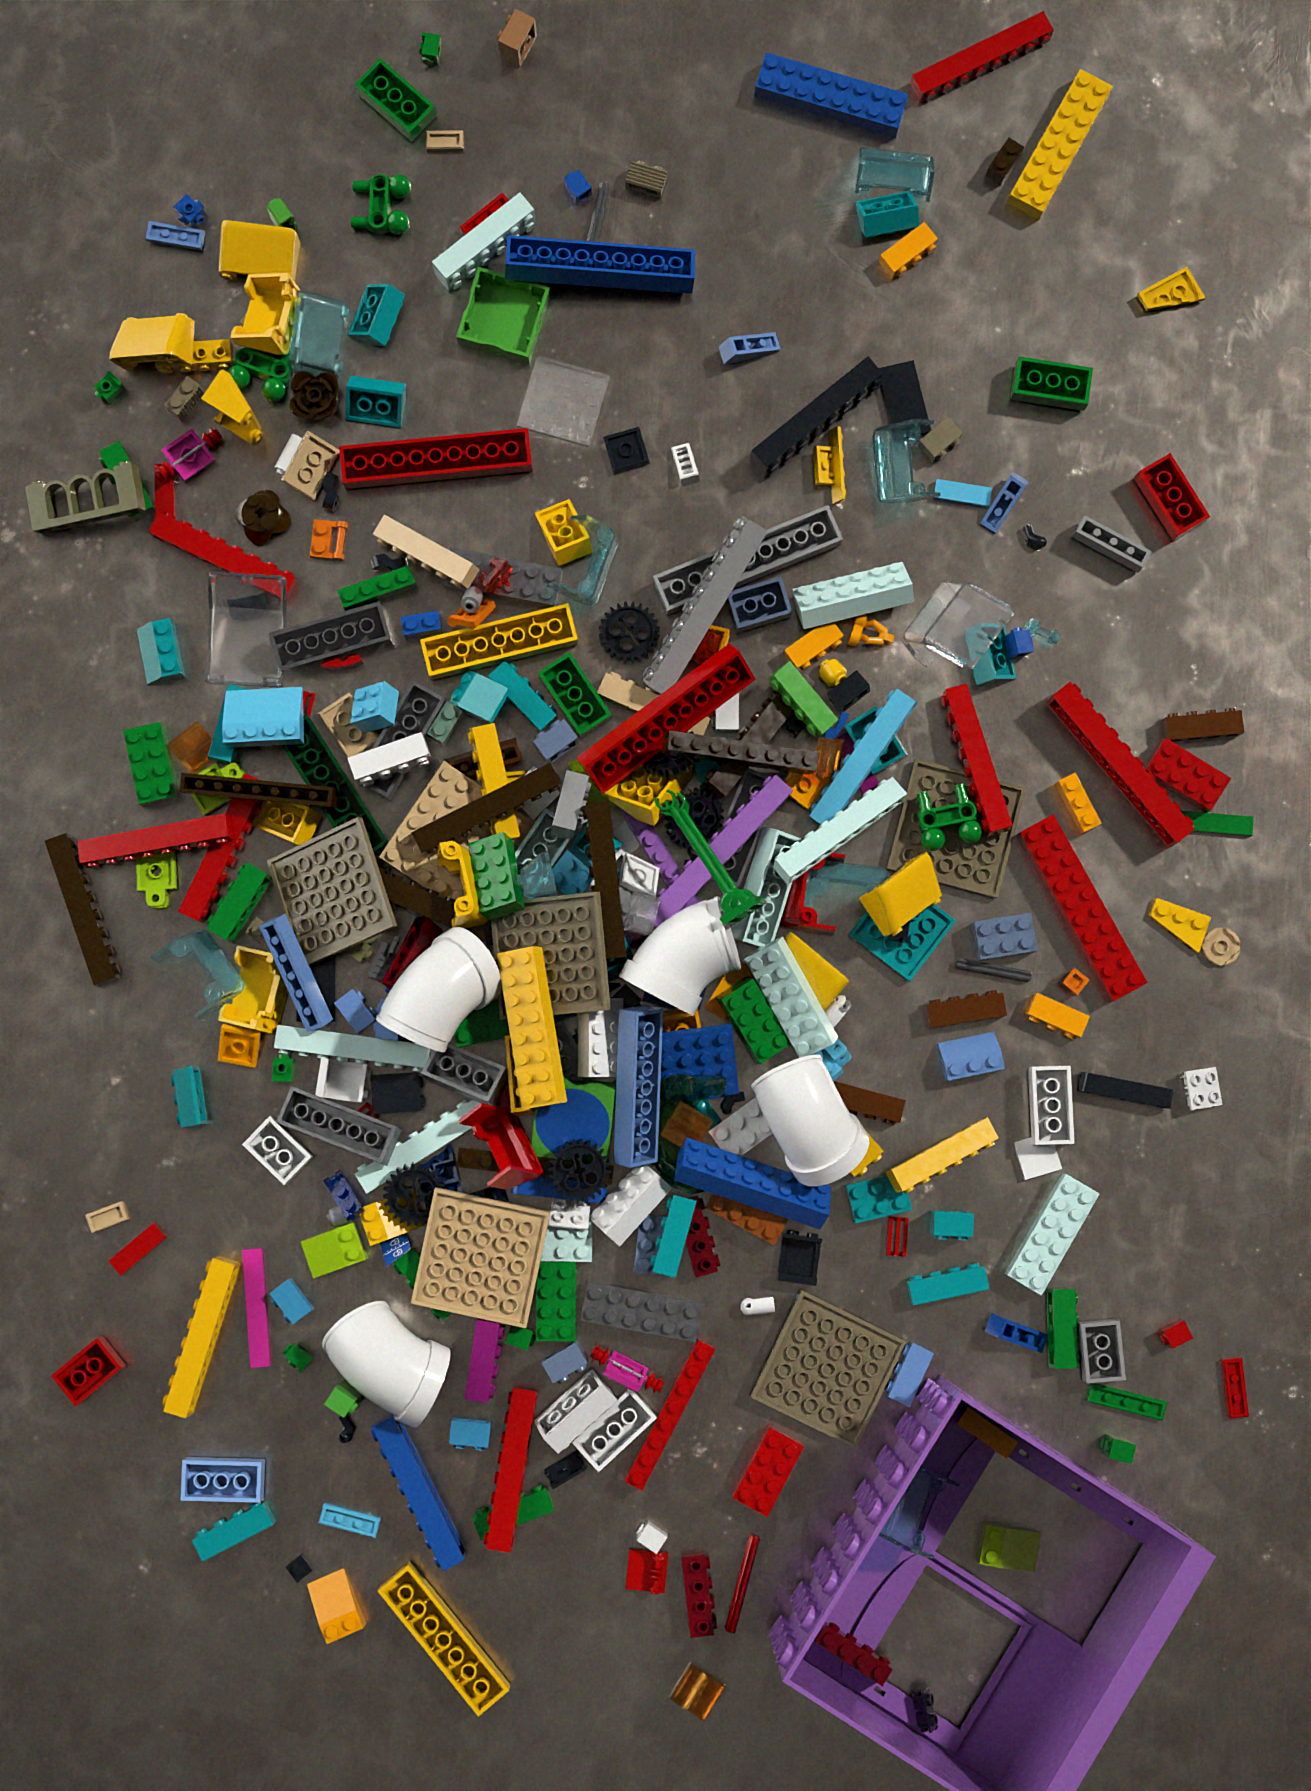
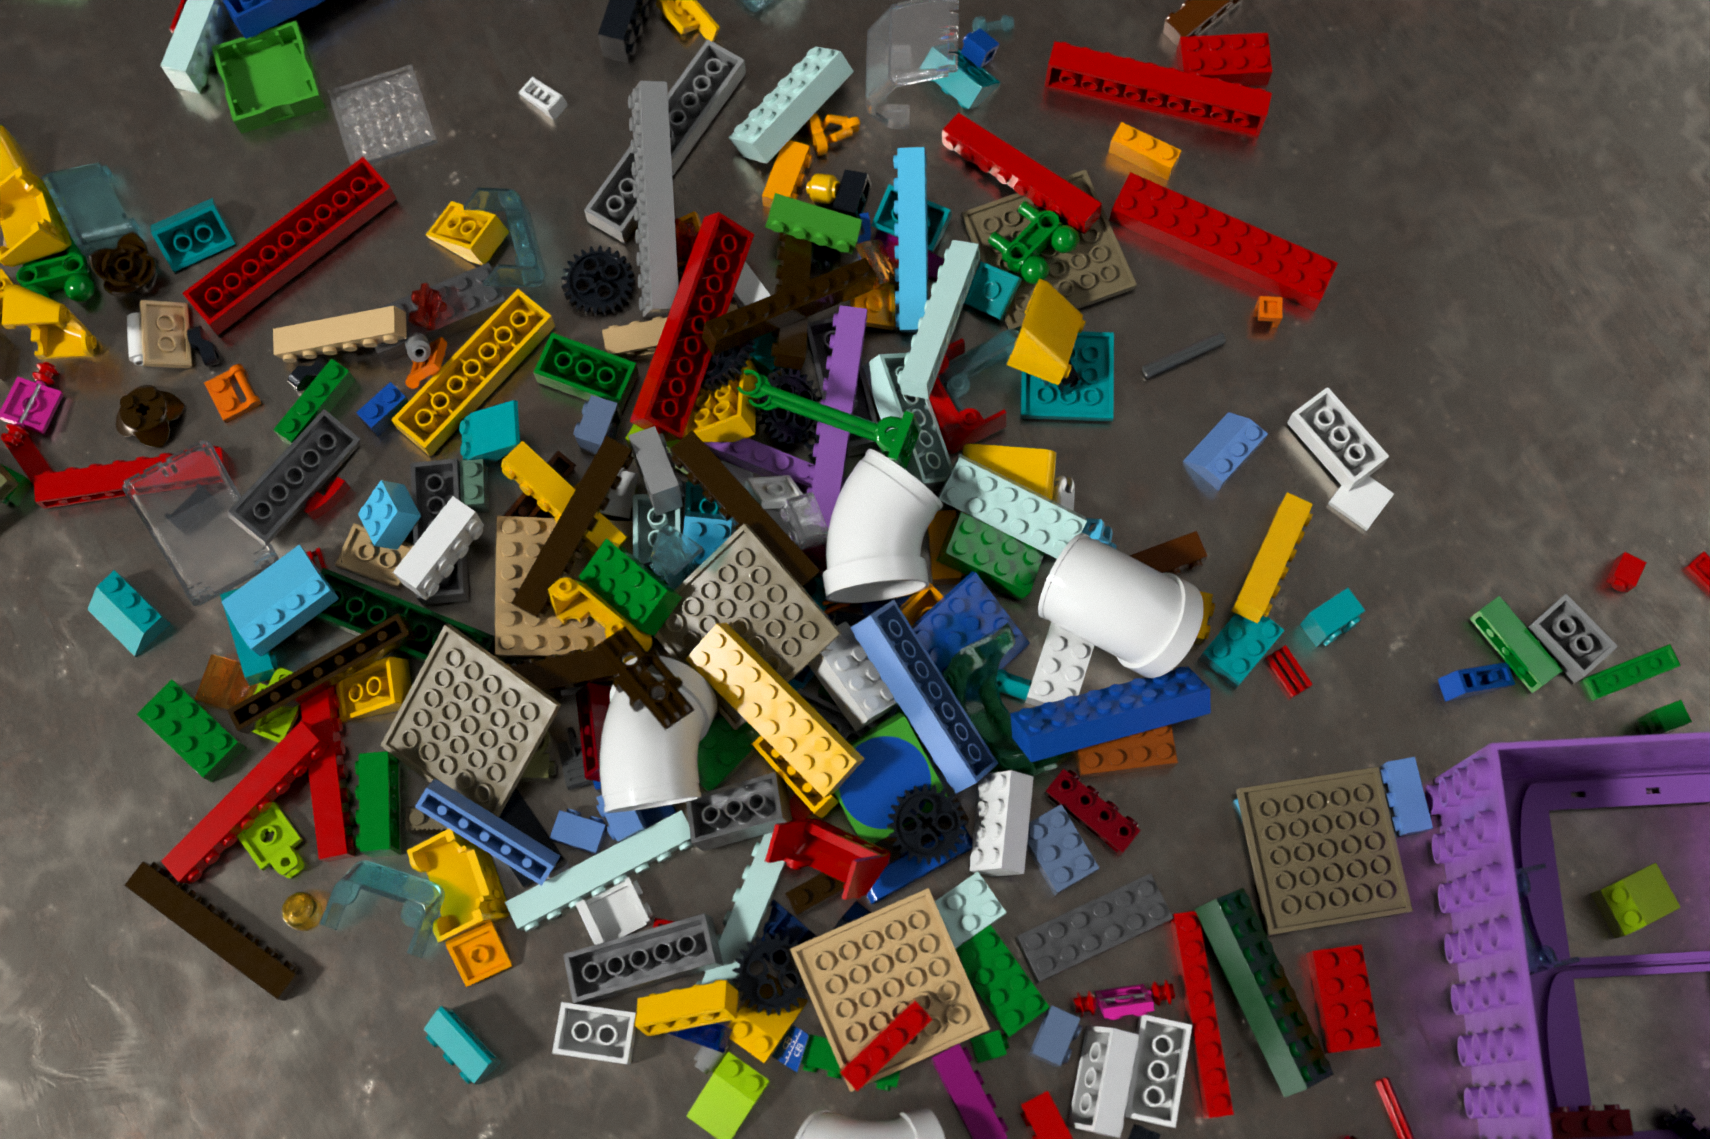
camera: 30 degrees left, 10 degrees down
(145, 936) = (301, 911): none -> clear yellow hair
(288, 1074) = (548, 952): green brick -> none
(345, 1177) = (686, 1008): none -> yellow brick
(376, 314) = (139, 155): teal slope -> none
(381, 203) = (84, 68): green piece -> none
(396, 1092) = (679, 884): black panel -> none
(452, 954) = (640, 683): none -> dark brown piece
(452, 1291) = (885, 1045): none -> red brick
(523, 697) = (540, 410): teal brick -> none
(569, 1214) = (948, 879): white hinge -> none
(626, 450) = (476, 122): black tile -> none
(674, 1235) = (1071, 822): teal brick -> none
(686, 1123) = (996, 704): clear orange slope -> none
(718, 1430) = (1264, 992): none -> dark green brick
(729, 1101) = (1025, 657): black arm -> none
(758, 1306) = (1206, 838): white piece -> none
(759, 604) = (707, 172): sand blue brick -> none
(799, 1258) = (1209, 761): black panel -> none
(894, 831) = (992, 290): none -> teal tile
(947, 1284) = (1374, 682): teal brick -> none
(965, 1010) = (1186, 409): reddish brown brick -> none
(987, 1433) = (1536, 797): light orange brick -> none
(1004, 936) = (1170, 316): sand blue brick -> none
(1051, 1233) = (1434, 561): light aqua brick -> none
(1057, 1016) = (1277, 354): light orange brick -> none
(1125, 1090) = (1394, 378): black beam -> none
(1182, 922) = (1324, 192): yellow wing -> none
(1202, 1088) = (1463, 327): white hinge -> none
(1221, 823) = (1293, 81): green tile -> none
(1221, 946) = (1376, 191): tan tile -> none

